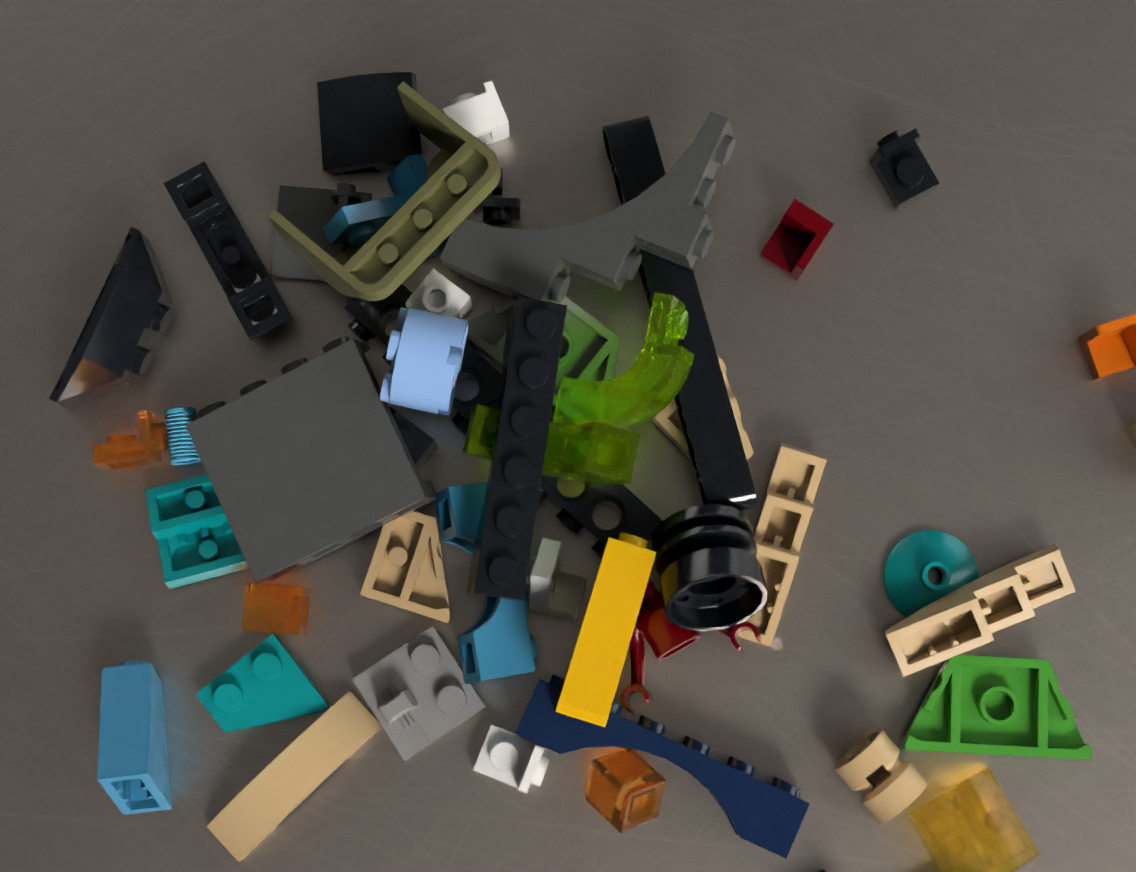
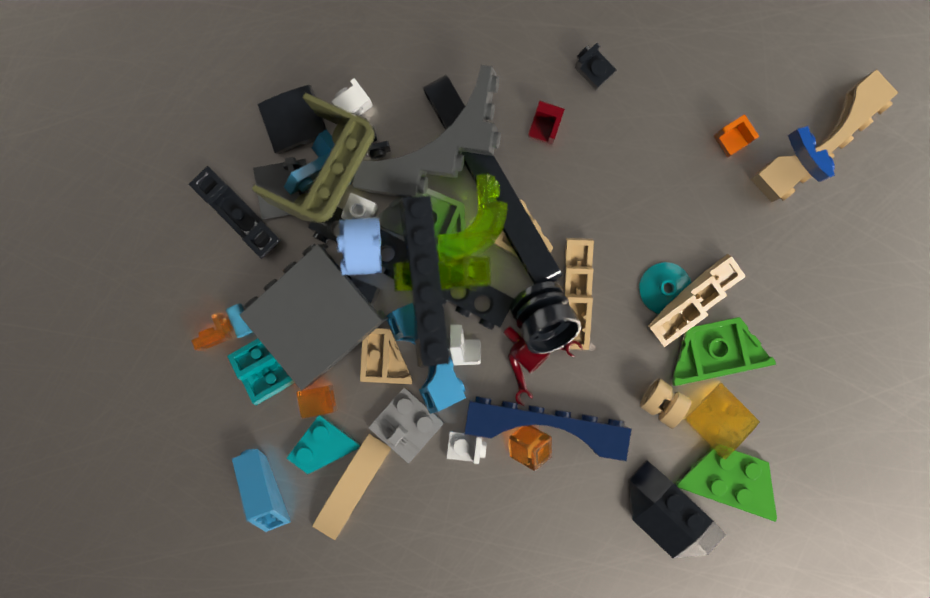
camera: 15 degrees left, 5 degrees up
(119, 328) = (187, 271): black wedge -> none
(606, 630) = (499, 367): yellow slope -> none

